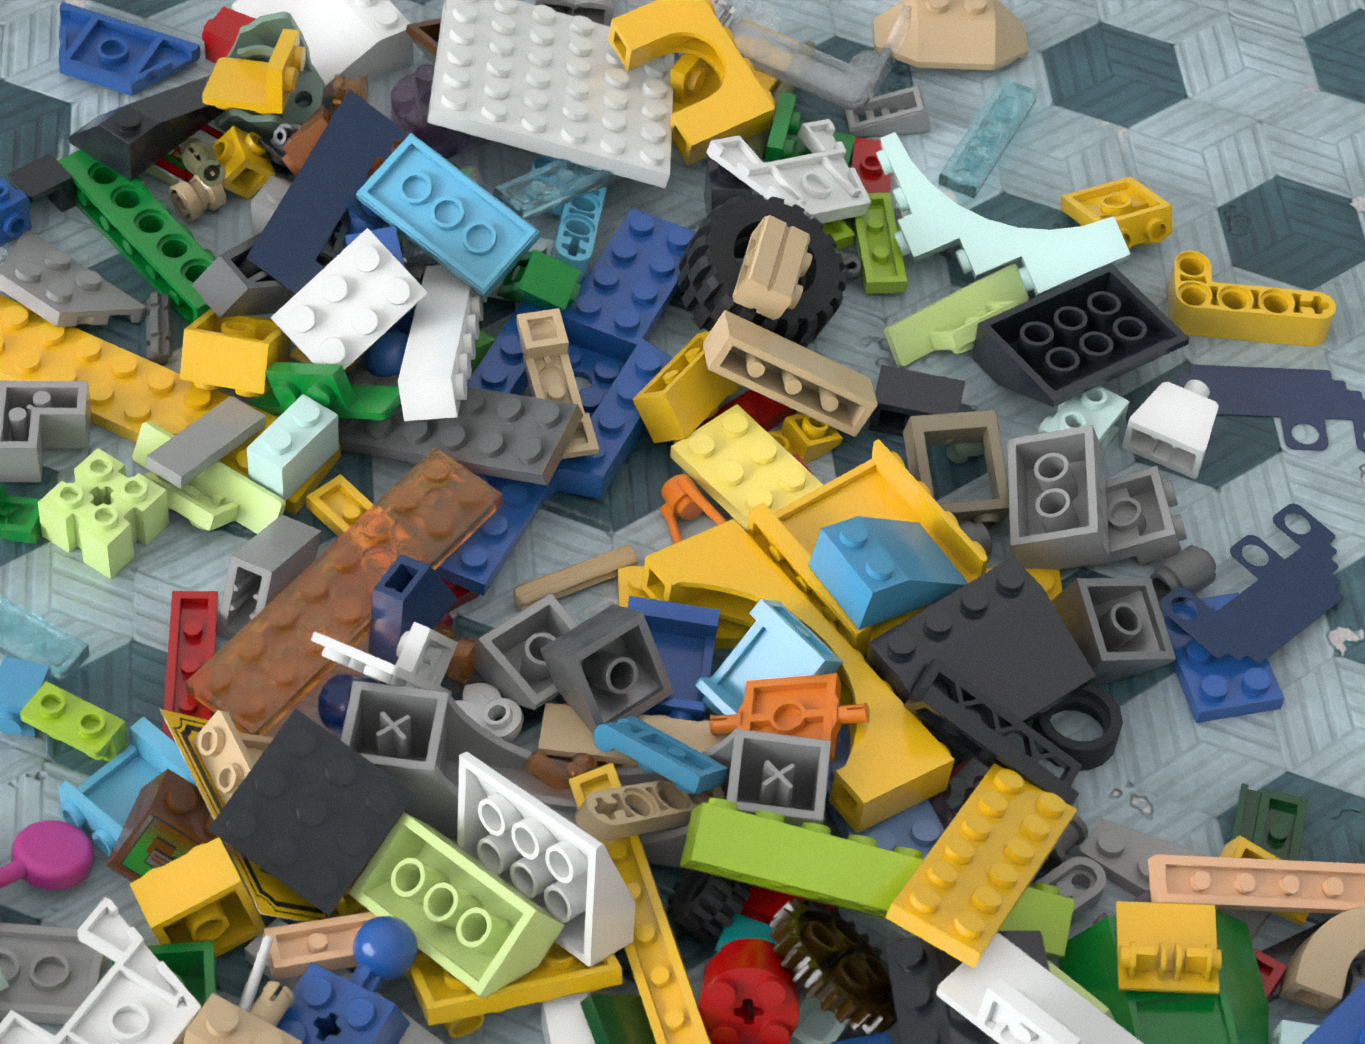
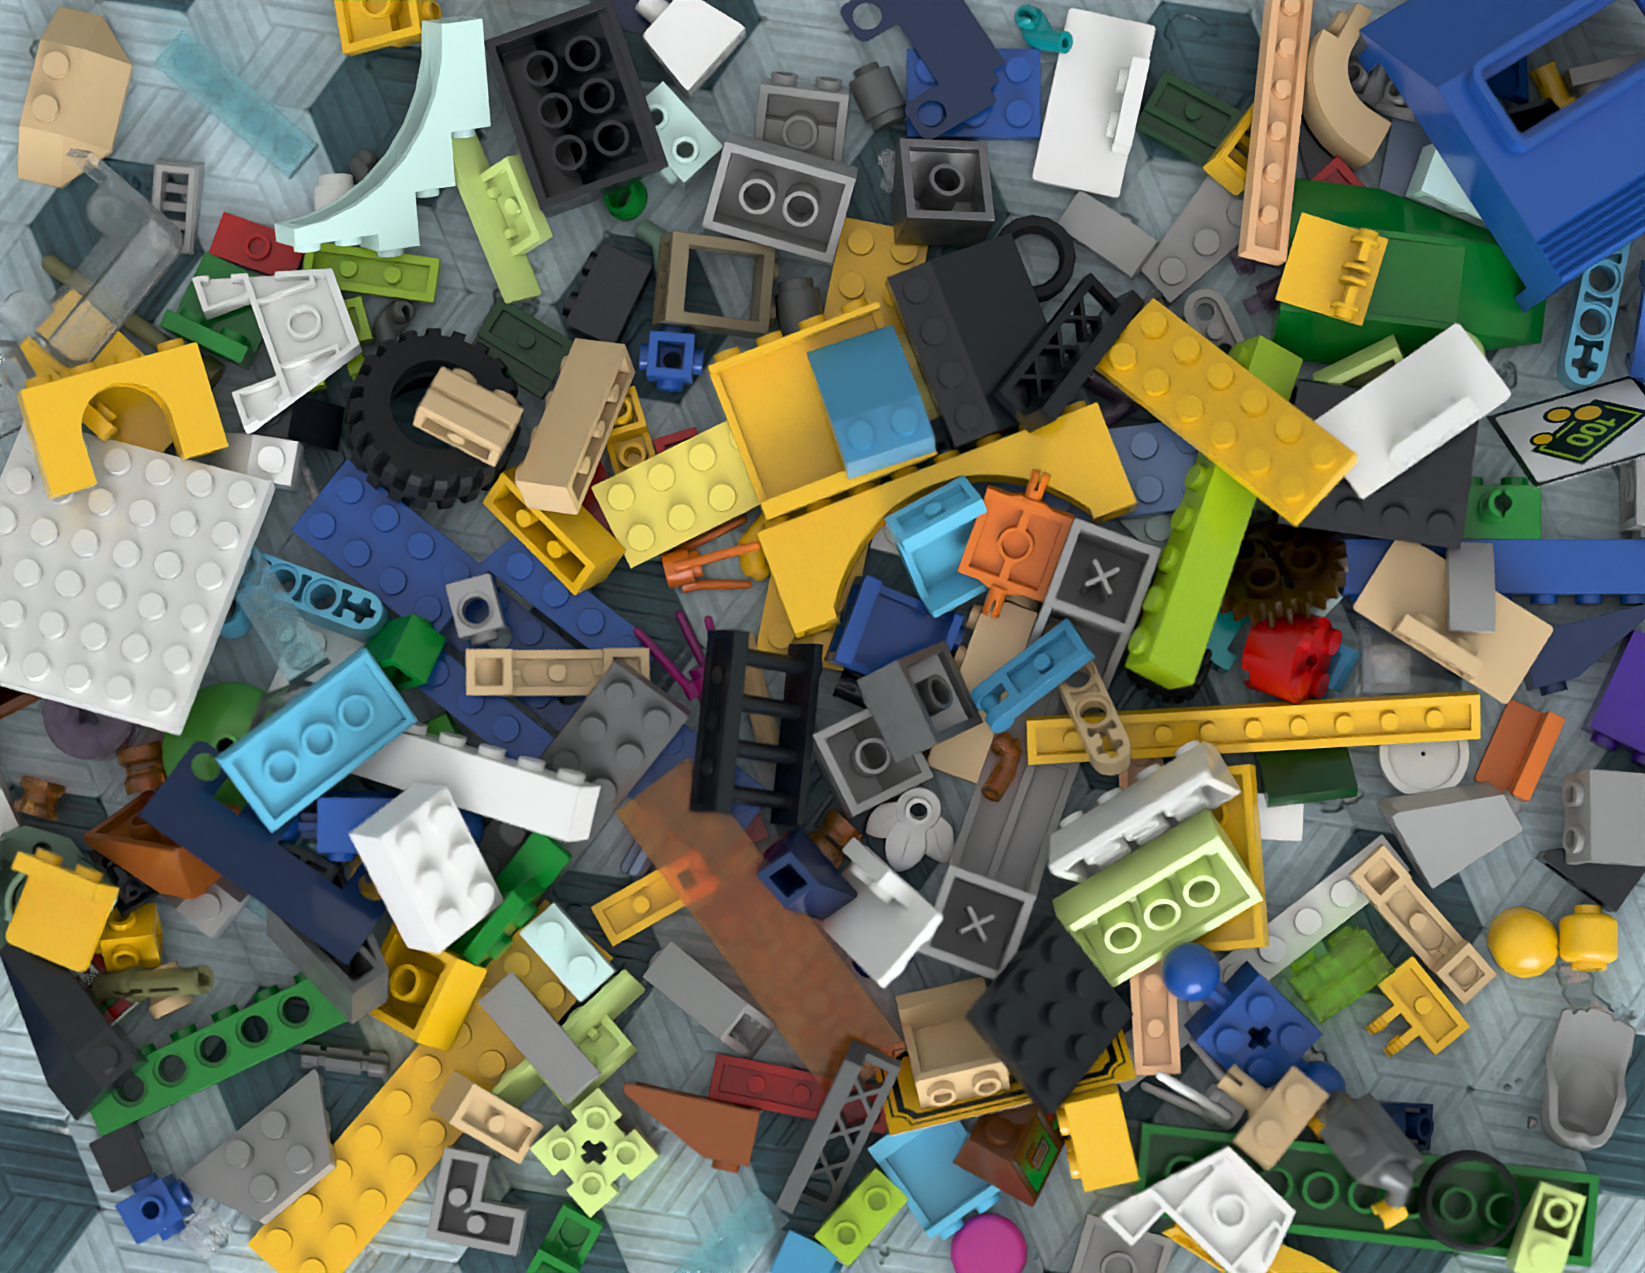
camera: 70 degrees left, 35 degrees up
(120, 413) = (486, 1117): none -> tan panel
(143, 580) = (707, 1125): none -> dark orange slope
(165, 670) = (823, 1130): none -> dark grey fence
(565, 503) = (720, 720): none -> black fence
(584, 527) = (693, 687): none -> magenta plant
(599, 323) = (471, 589): none -> light grey brick
(687, 197) = (262, 458): none -> white slope
(853, 343) = (525, 346): none -> dark green plate
(869, 430) = (667, 342): none -> blue brick
(1011, 406) = (617, 204): none -> green plate
(1125, 784) = (1107, 234): none -> light grey slope
(1261, 750) = (1094, 104): none -> white bracket
(1301, 695) = (1038, 31): none -> teal arm

